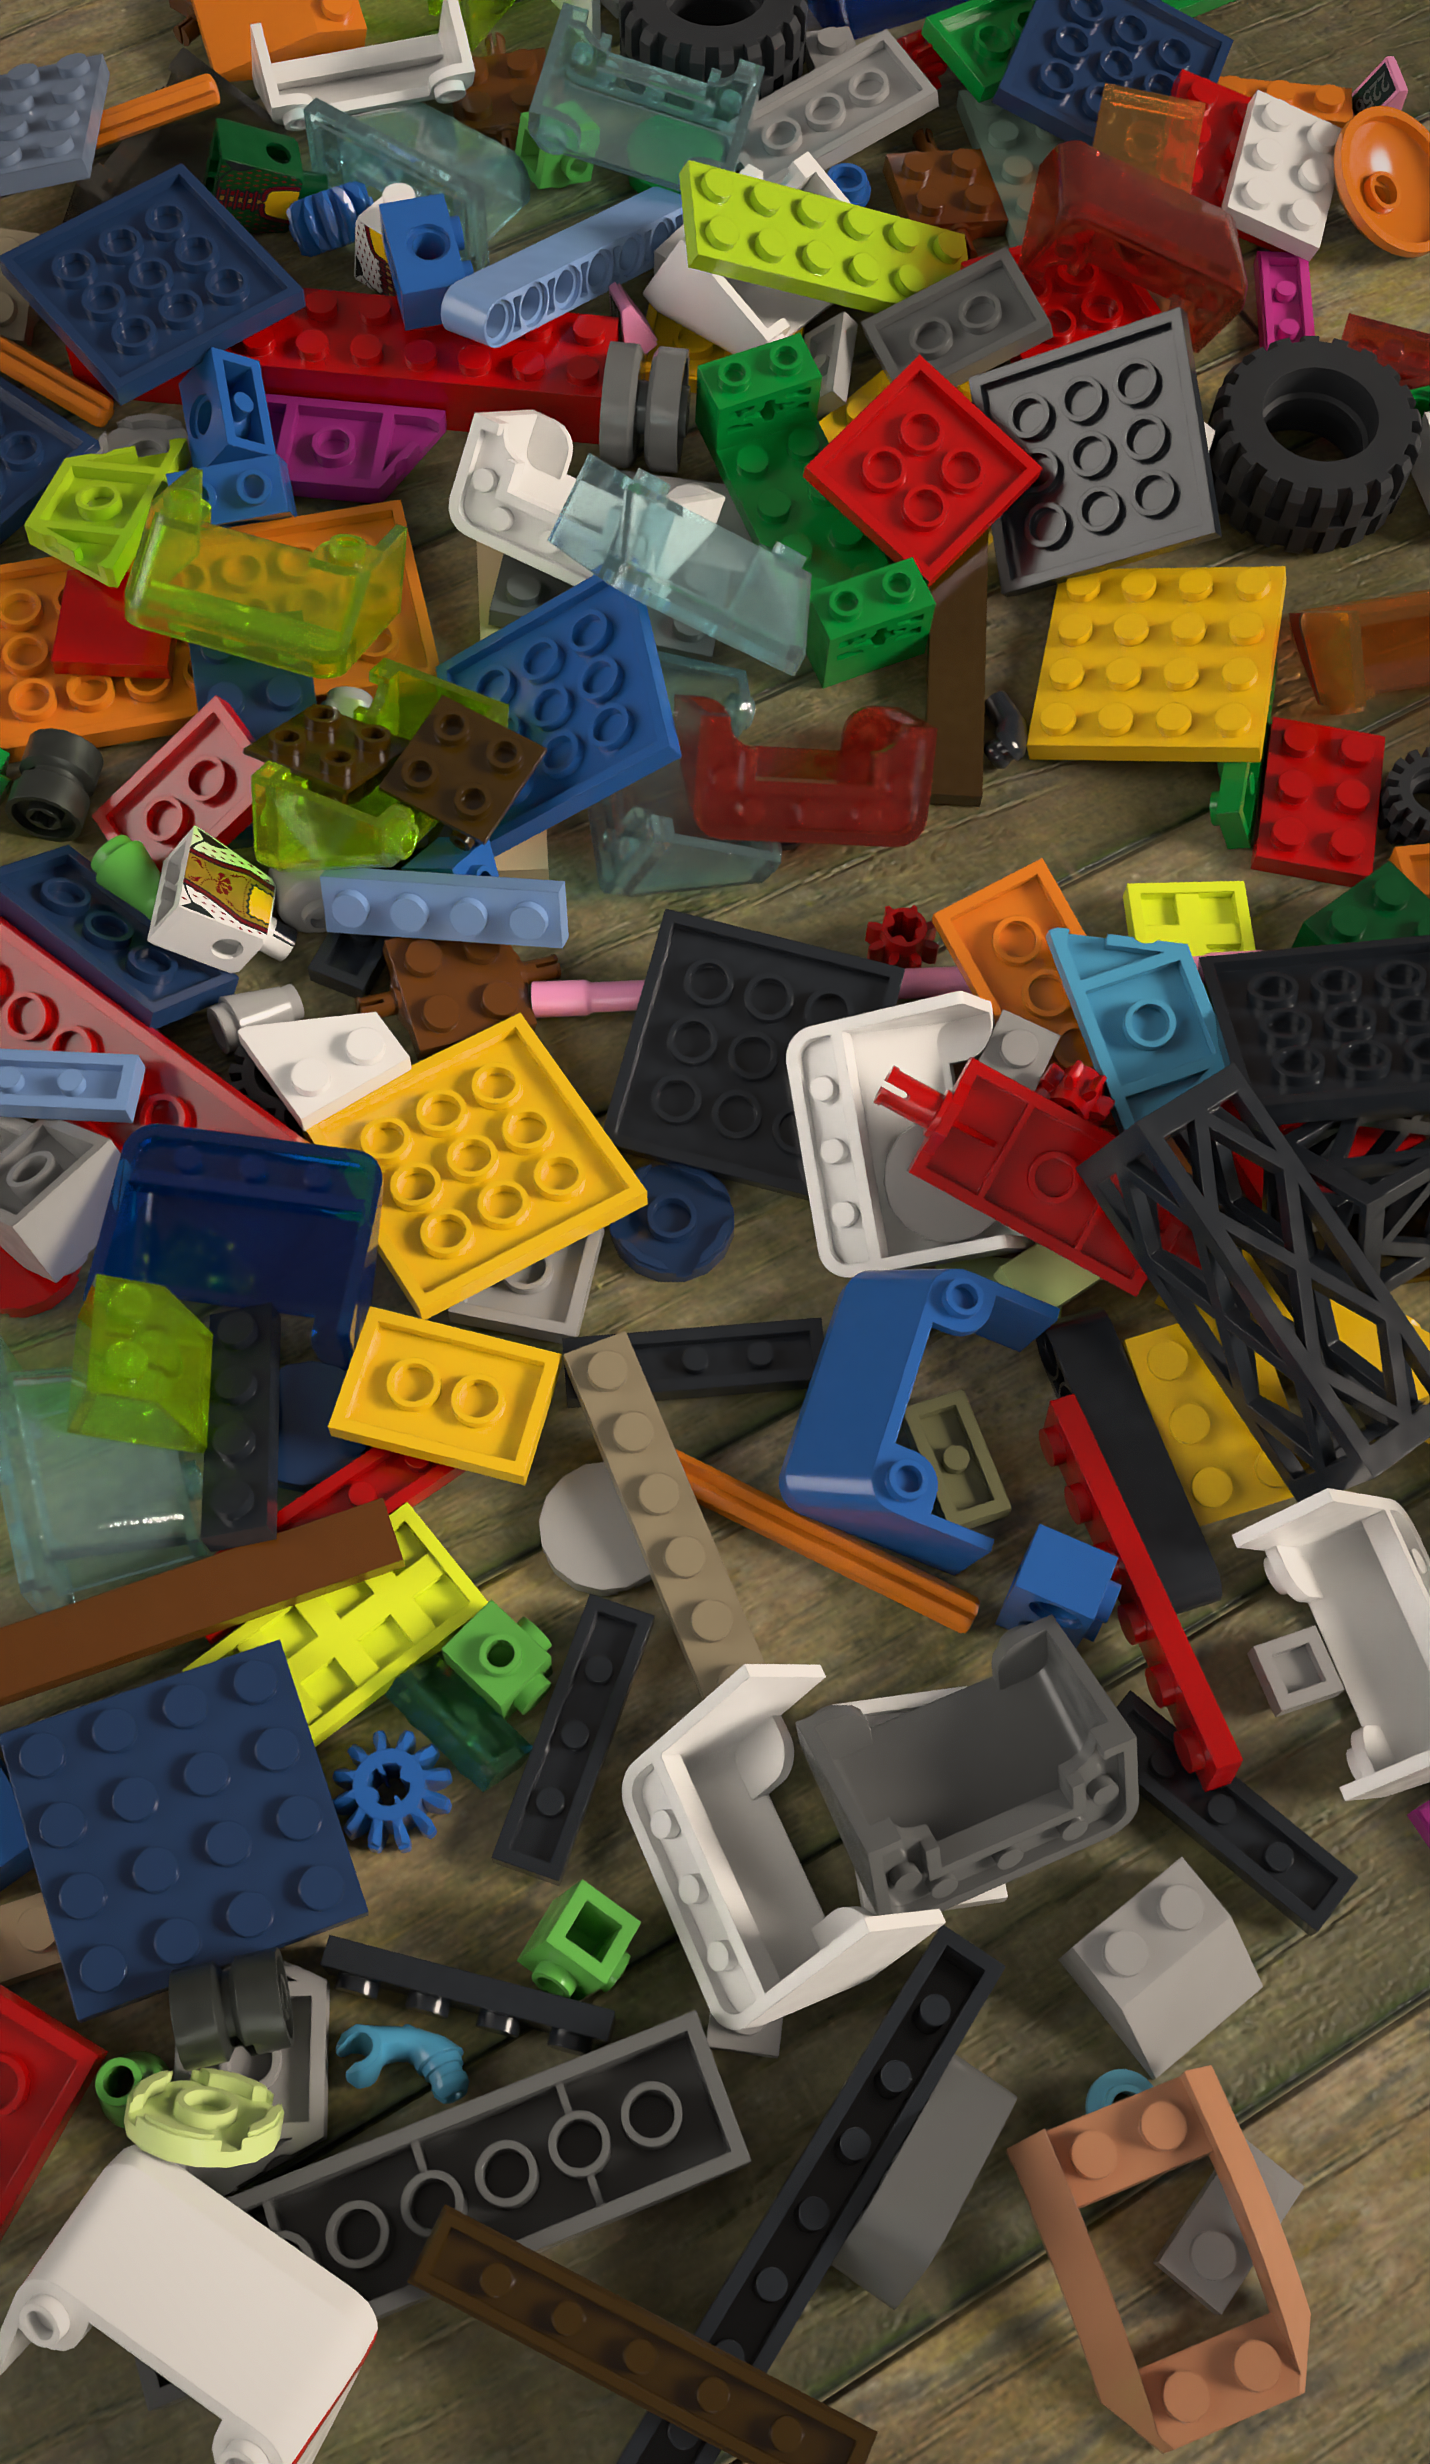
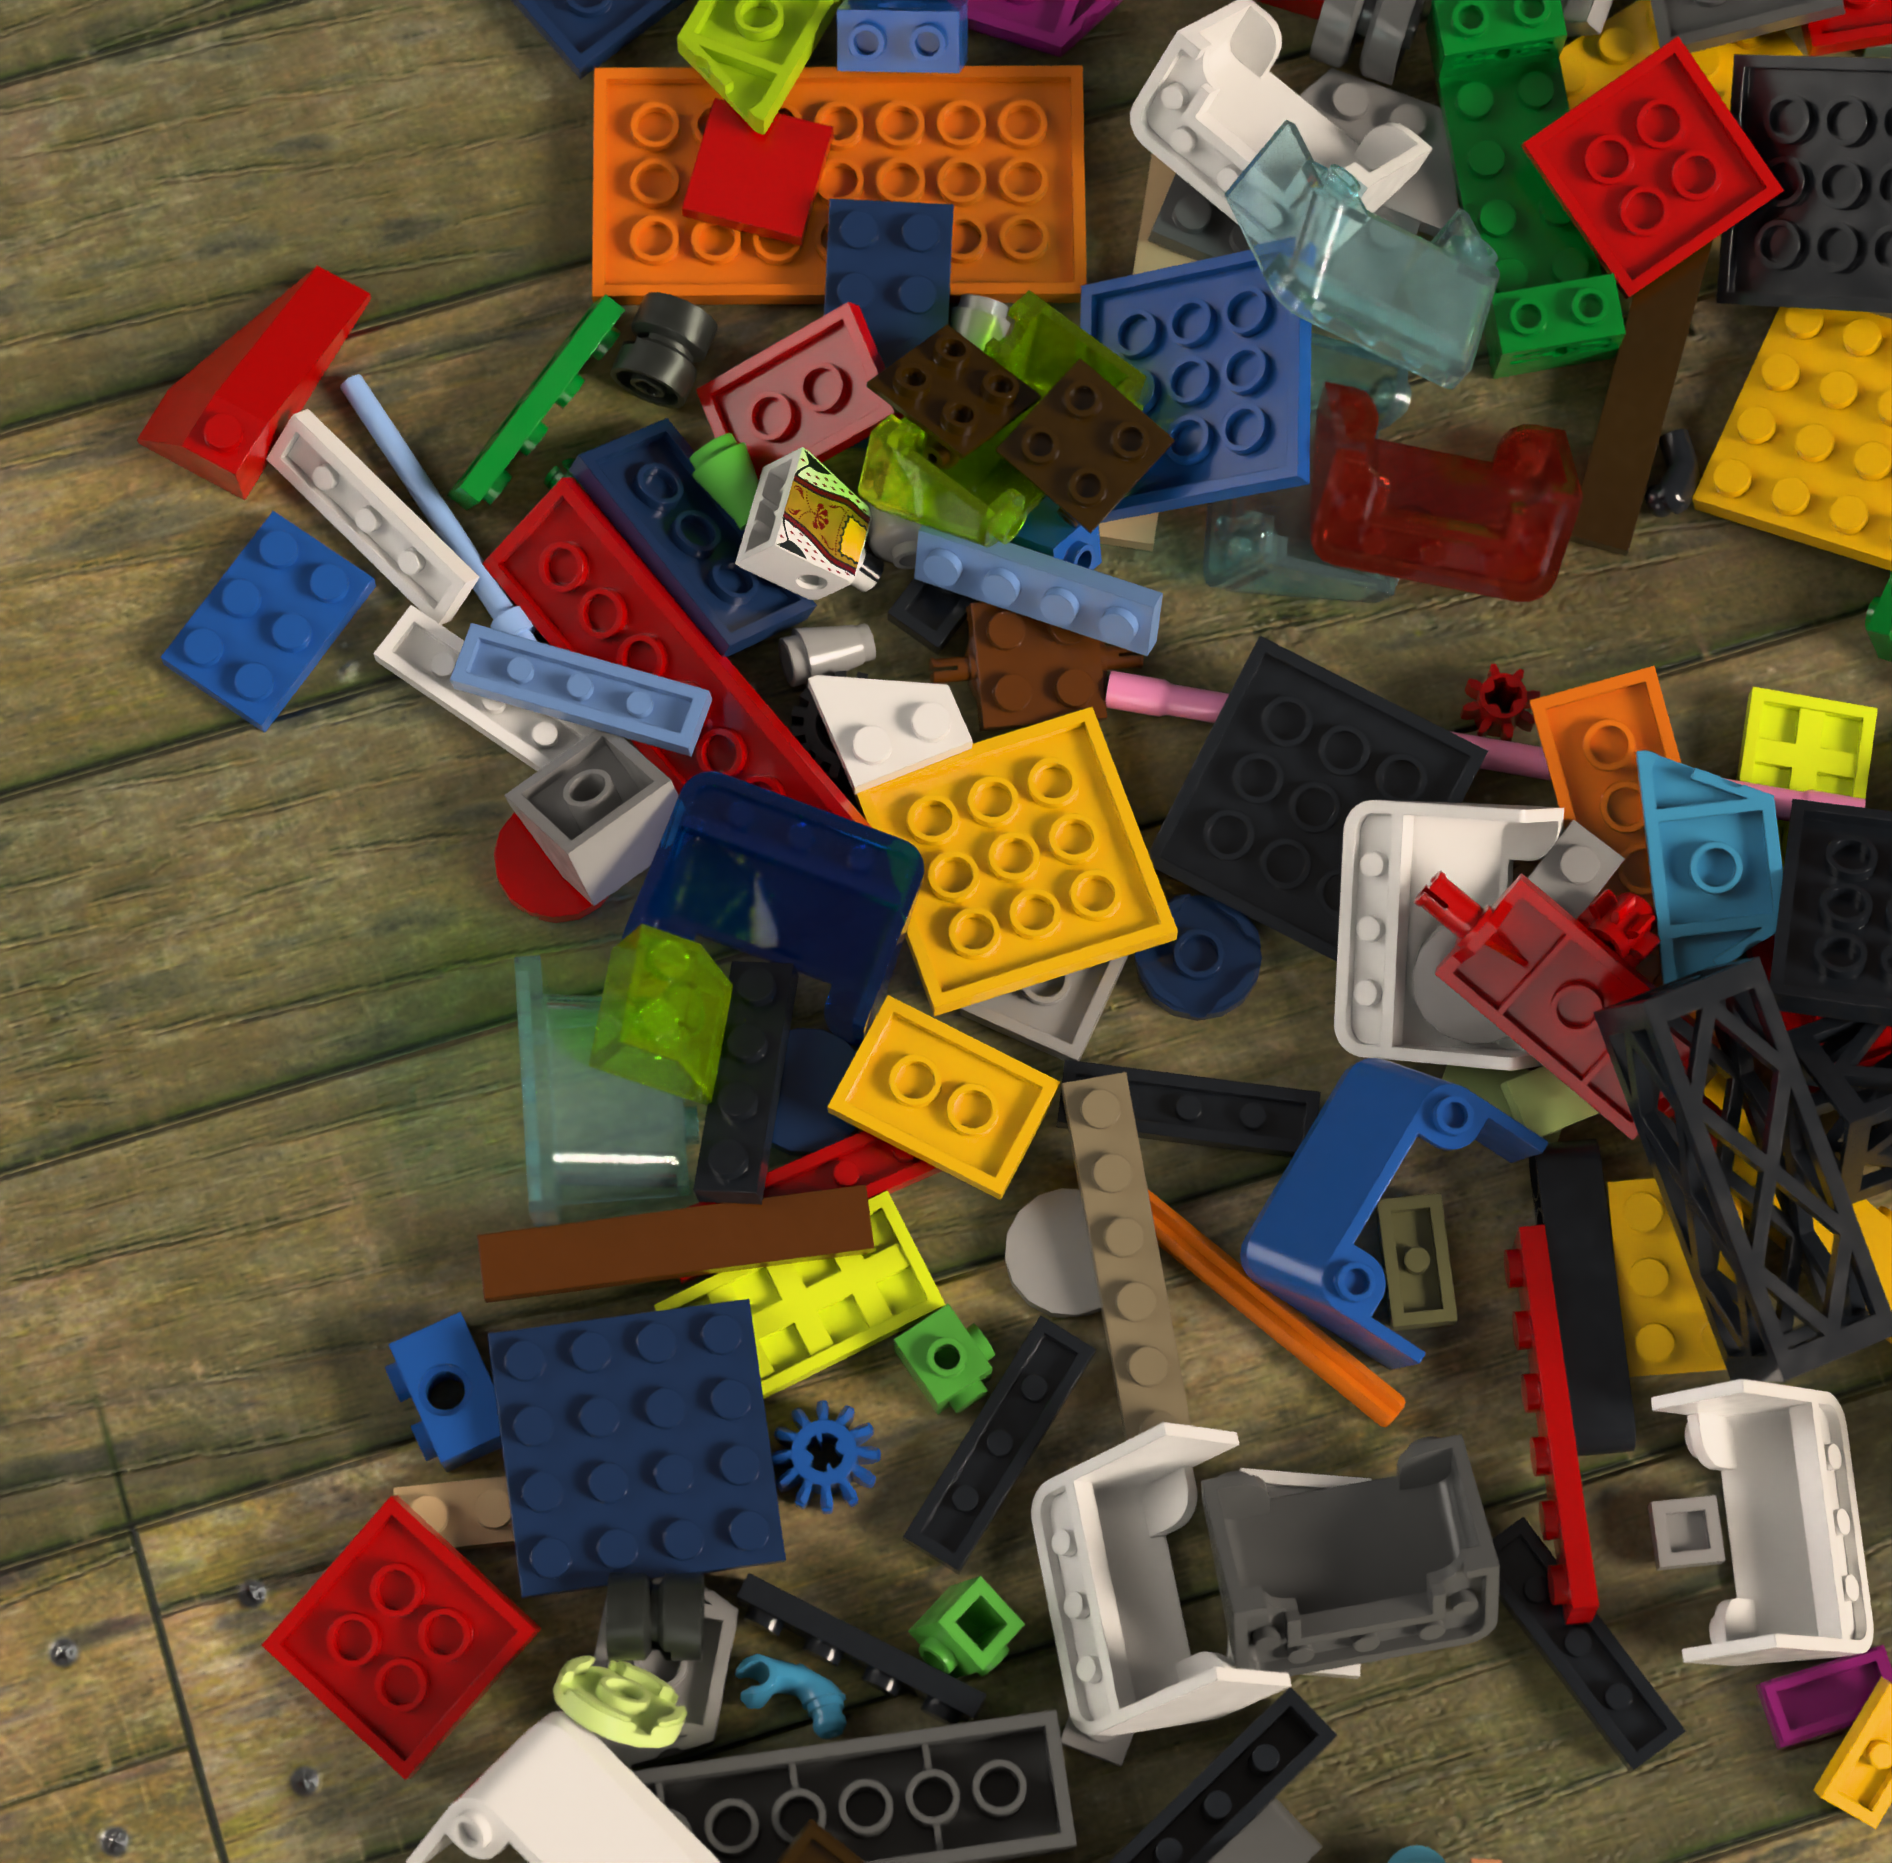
camera: 15 degrees right, 10 degrees up
(109, 2081) = (544, 1679): bright green cone -> none
(259, 595) = (905, 198): clear neon green windscreen -> none
(459, 1722) = (897, 1407): clear green plate -> none
(1064, 1581) = (1481, 1408): blue brick -> none
(1165, 1968) = (1486, 1769): light grey slope -> none

